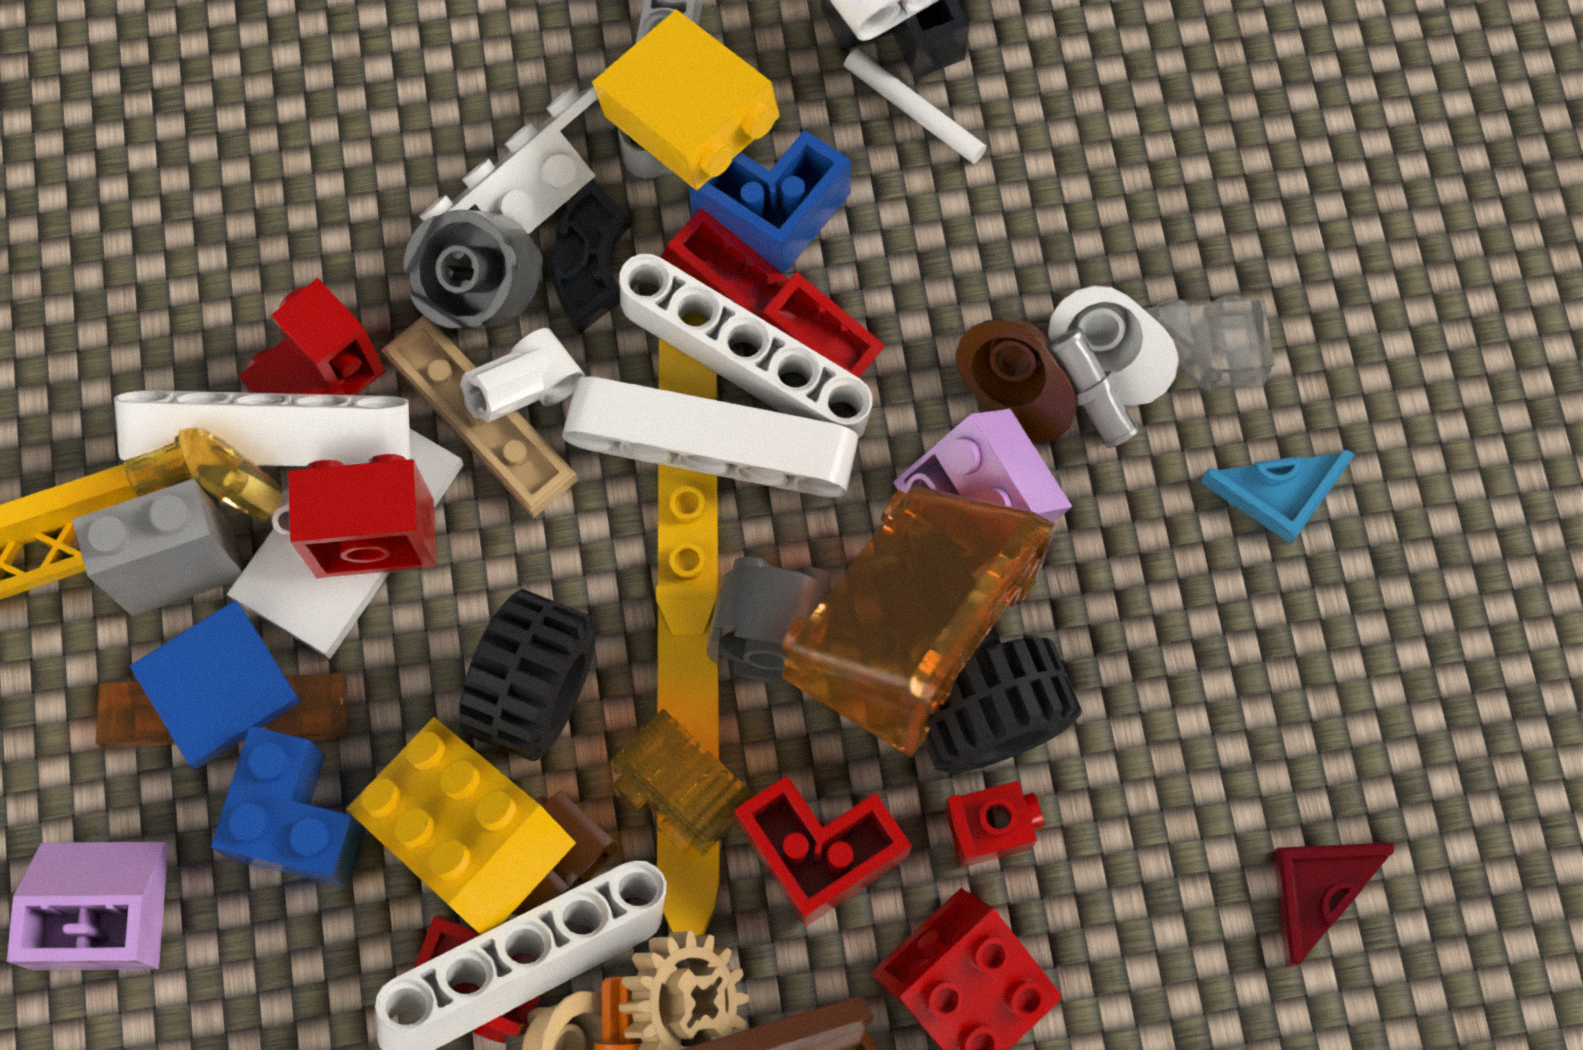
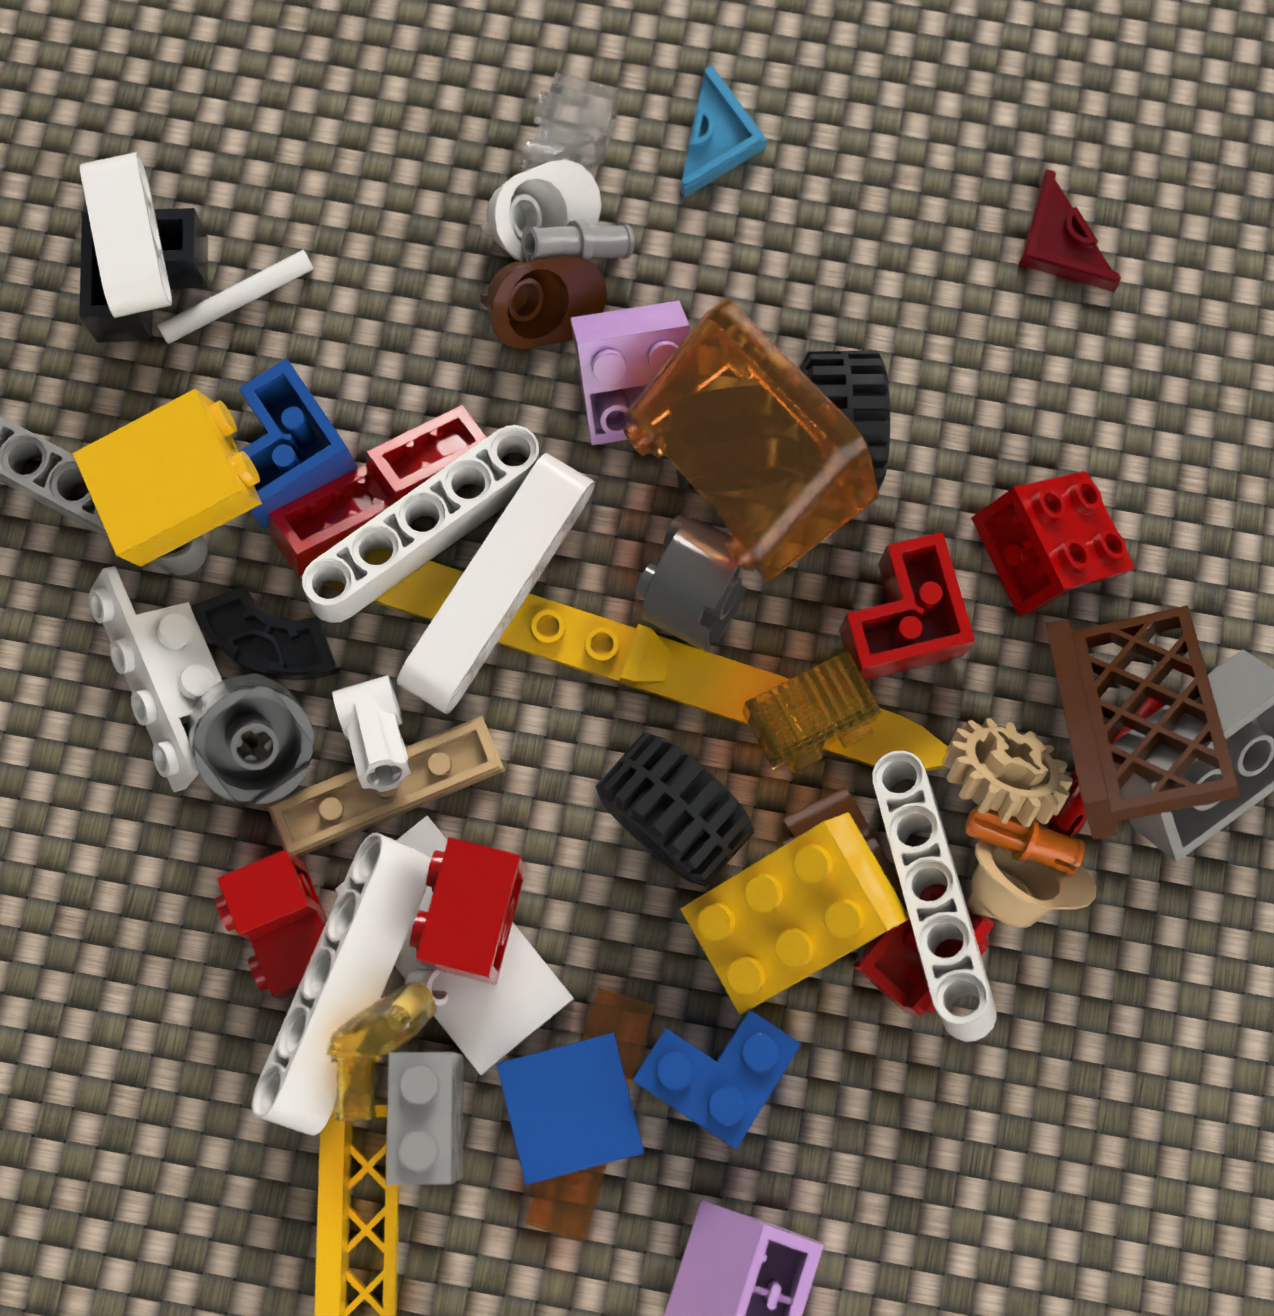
camera: 75 degrees left, 5 degrees up
(976, 839) = (927, 487): red brick -> none

